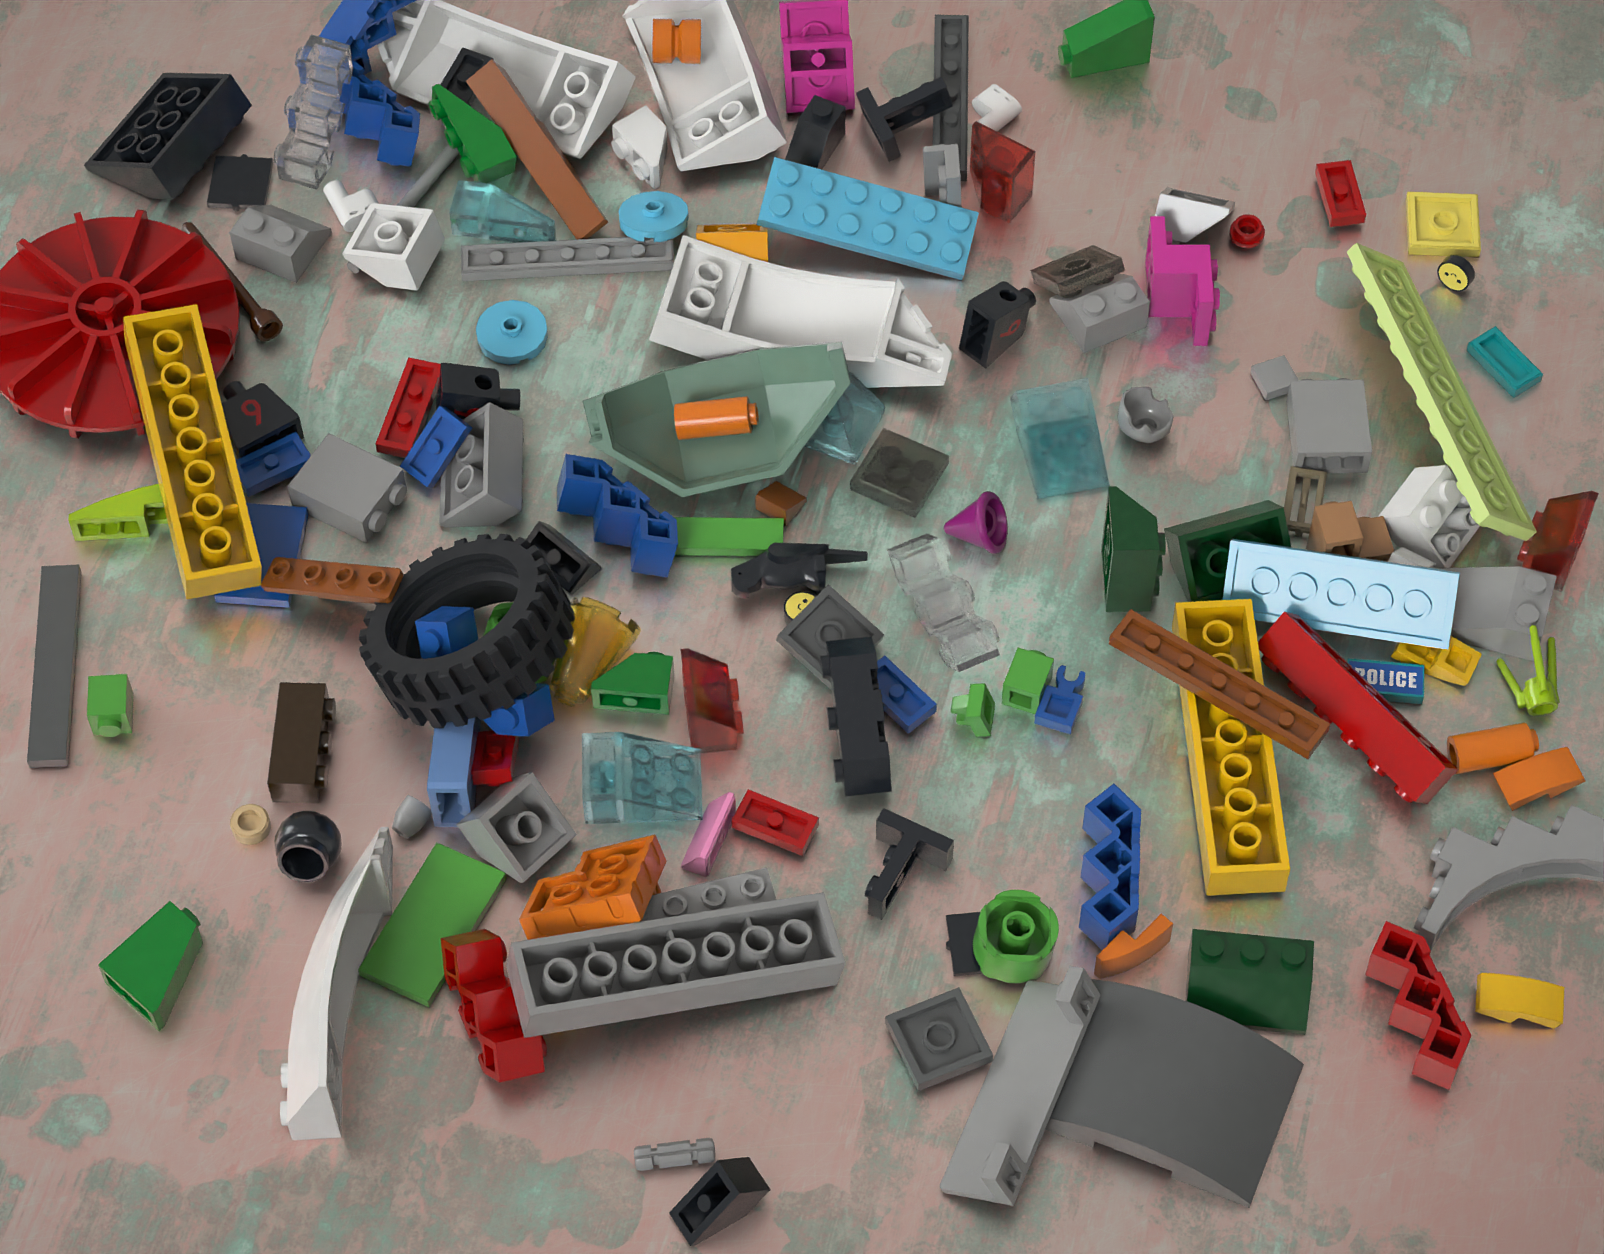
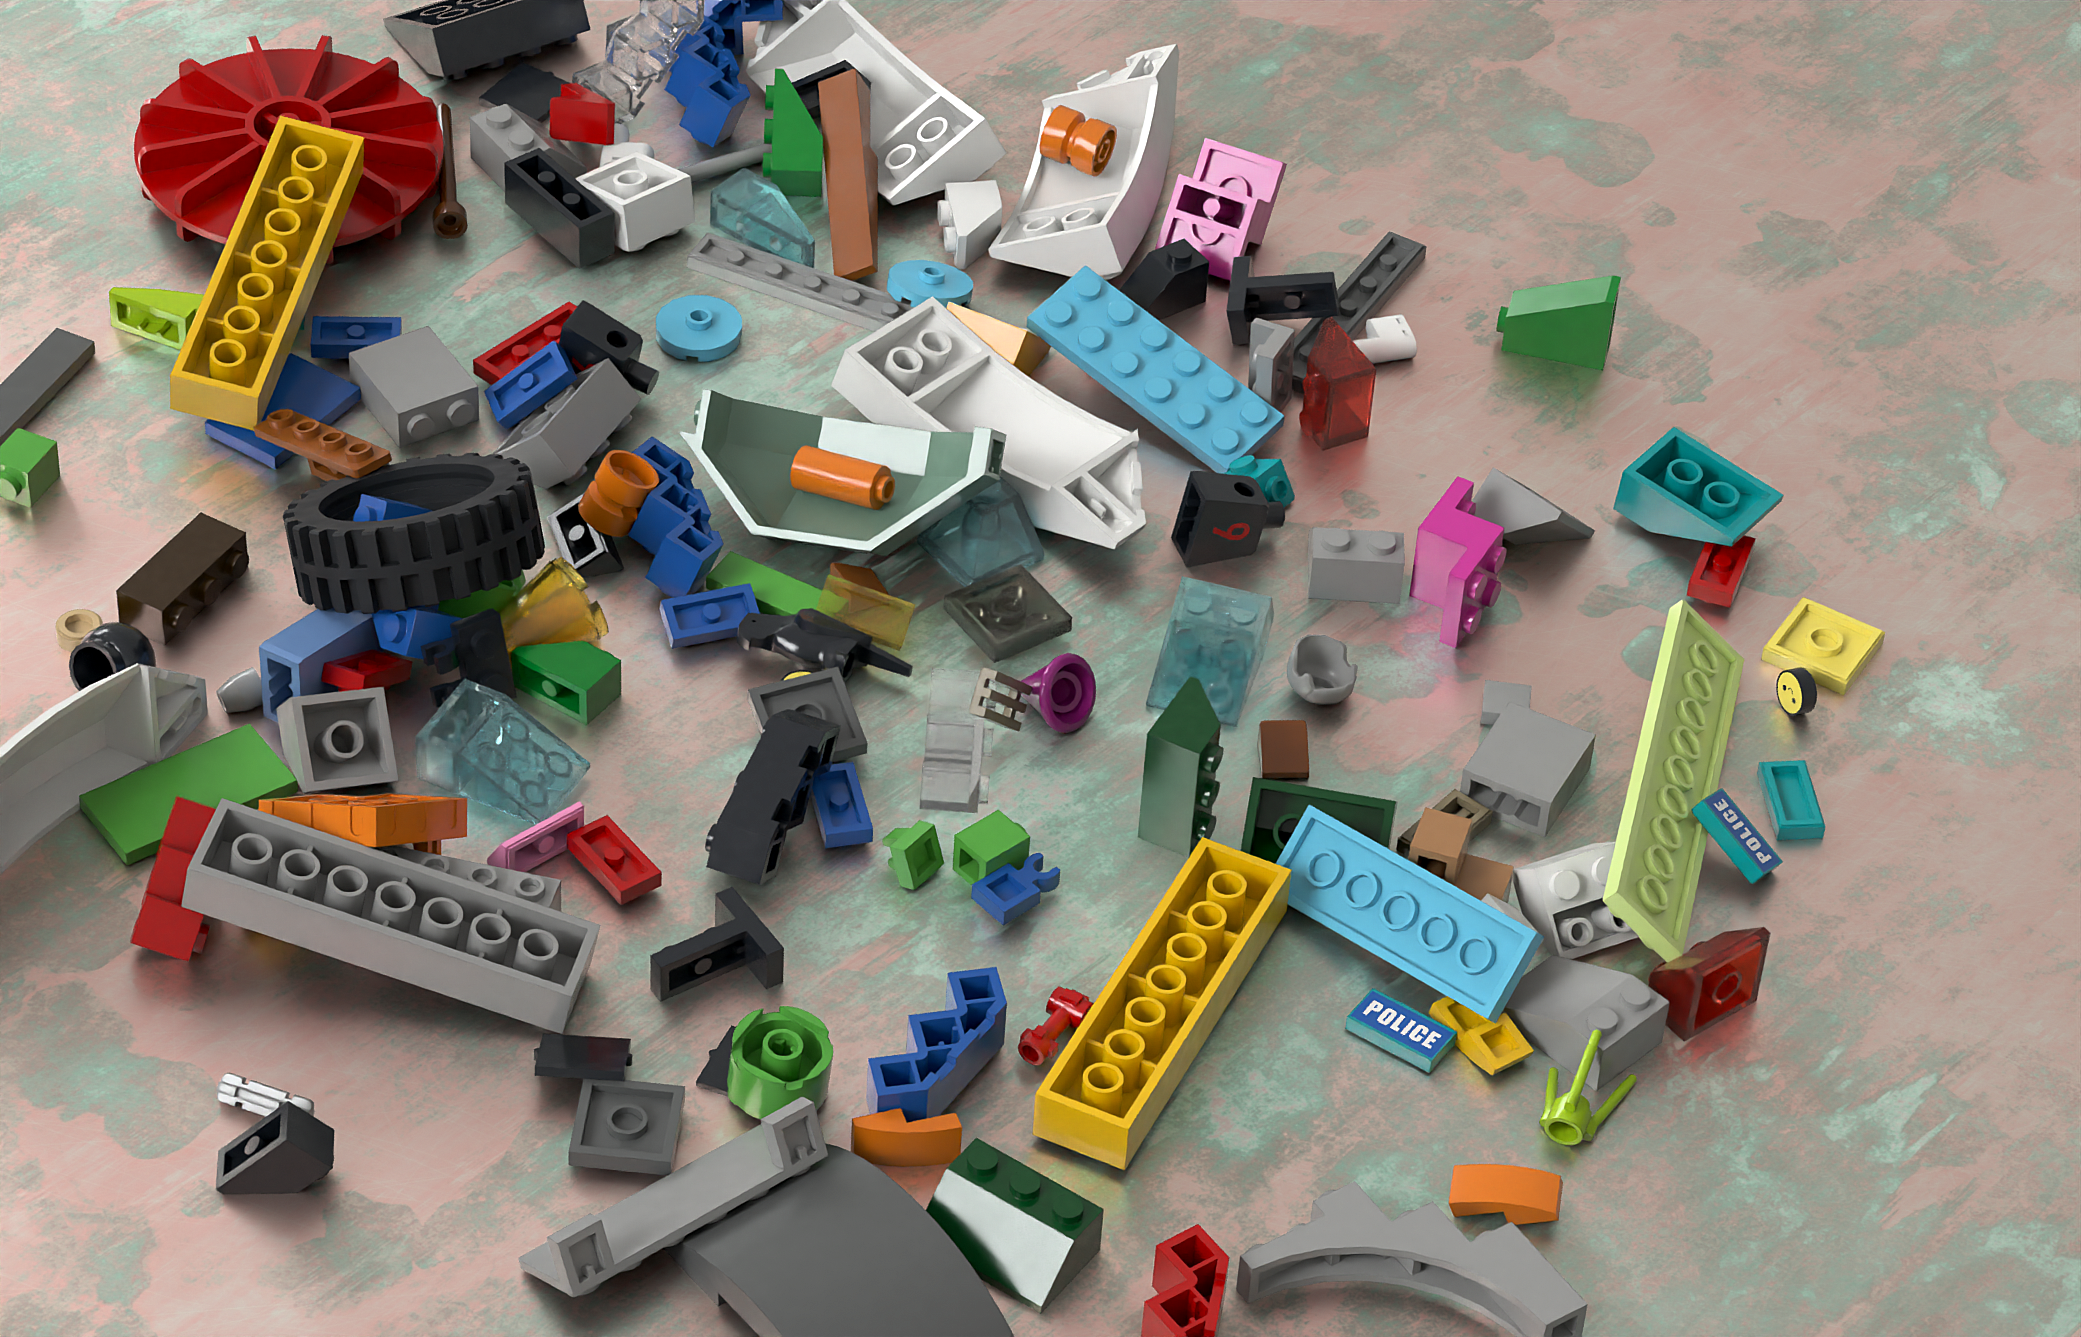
camera: 25 degrees right, 15 degrees down
(257, 417) = (370, 288): black torso -> none
(307, 188) = (582, 116): none -> red slope
(346, 279) = (559, 208): none -> black brick
(572, 513) = (617, 493): none -> orange wheel
(572, 713) = (477, 650): none -> black plate
(698, 580) = (707, 615): none -> blue plate
(709, 703) = (625, 717): clear red slope -> none
(805, 523) = (866, 610): none -> clear yellow tile
(870, 999) = (583, 1057): none -> black piece
(957, 556) = (1010, 702): none -> dark tan tile
(988, 271) = (1269, 475): none -> teal bracket
(1078, 270) = (1371, 514): clear smoke plate -> none
(1158, 491) = (1283, 749): none -> dark orange slope
(1165, 782) = (1066, 1009): none -> red bar
(1219, 684) = (1184, 923): dark orange plate -> none
(1247, 224) = (1583, 559): red plate -> none
(1294, 145) = (1692, 492): none -> teal slope
(1355, 708) = (1338, 1032): red brick -> none
(1492, 747) = (1469, 1138): orange brick -> none
(1501, 414) = (1736, 836): none -> tile

